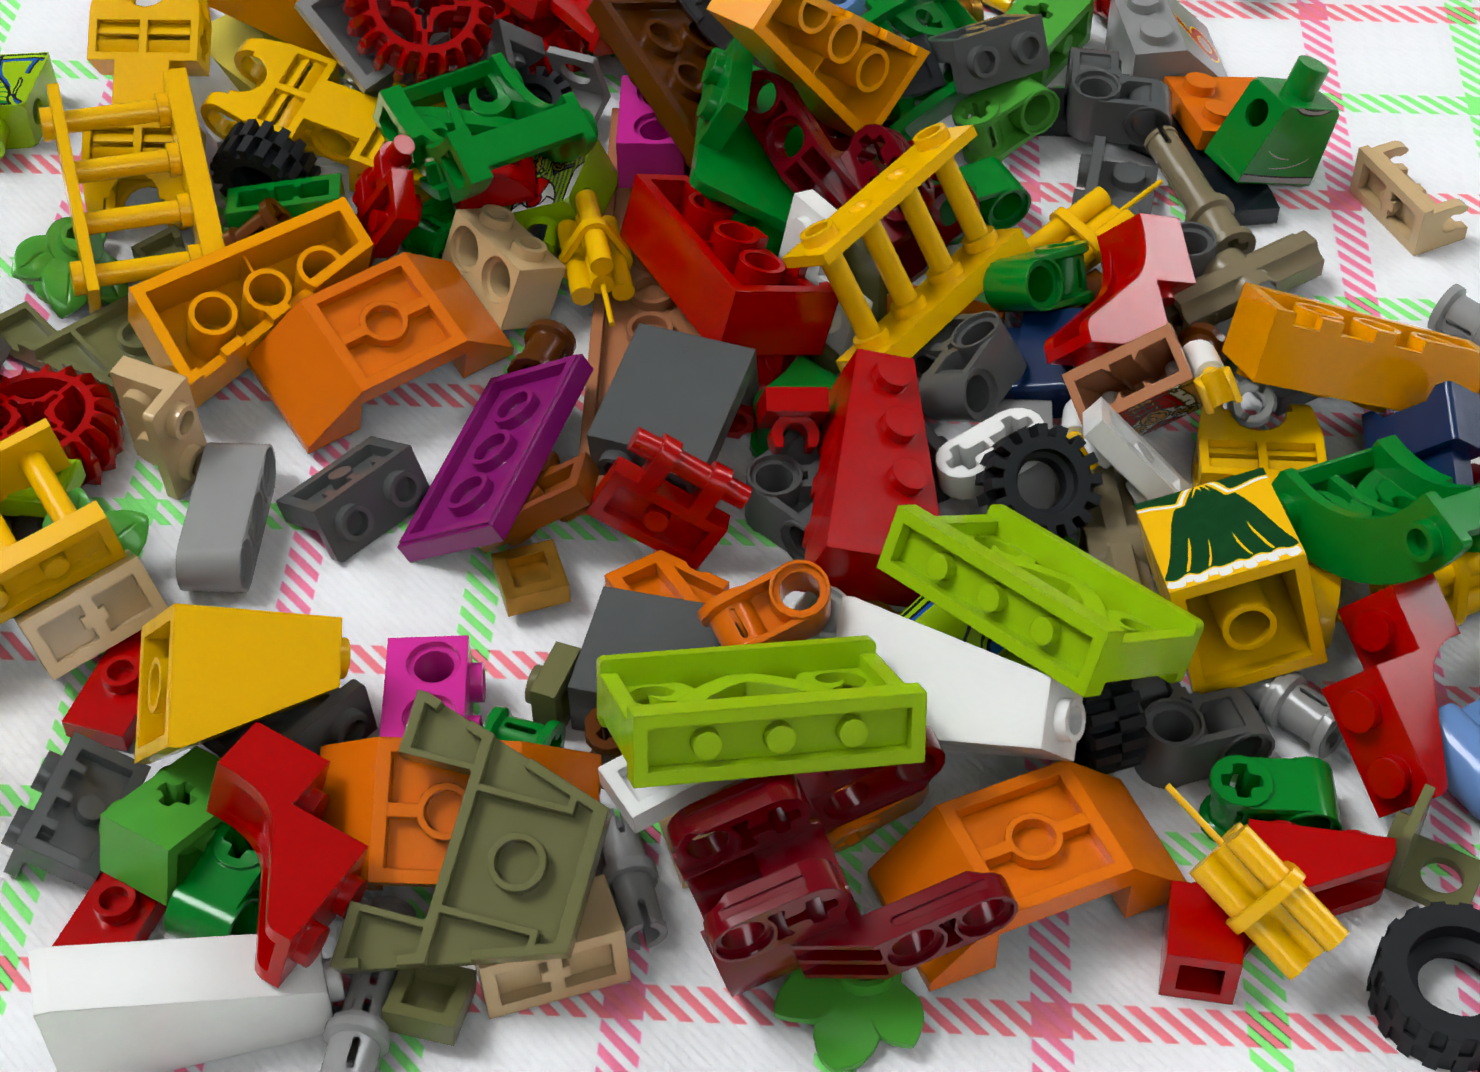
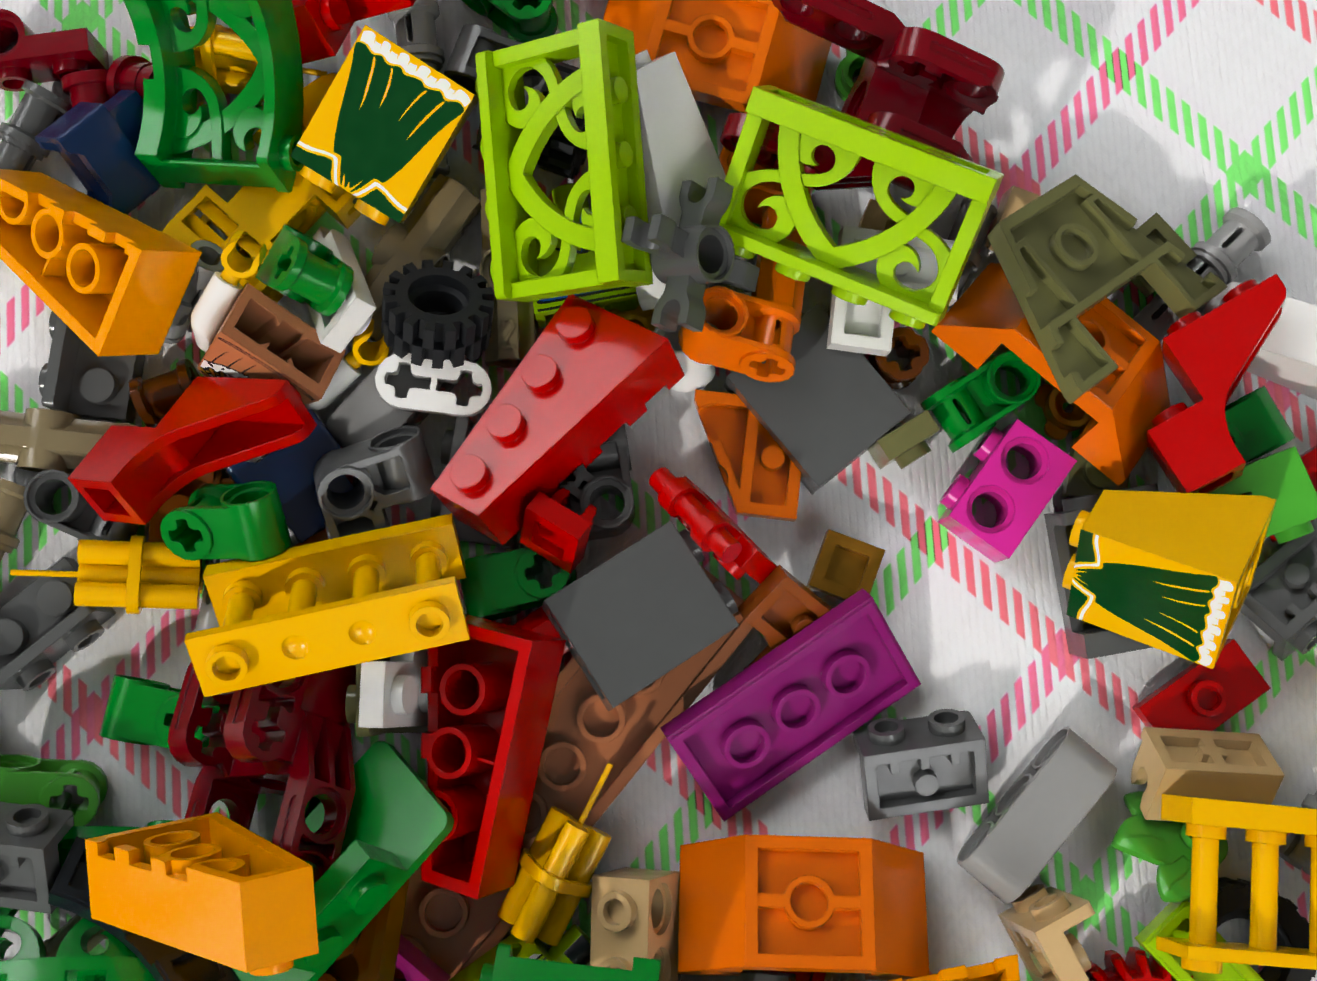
camera: 145 degrees left, 35 degrees up
(544, 342) = (670, 807): reddish brown bush -> none
(868, 592) = (691, 254): none -> dark grey pin
(1171, 436) = (306, 271): none -> green piece

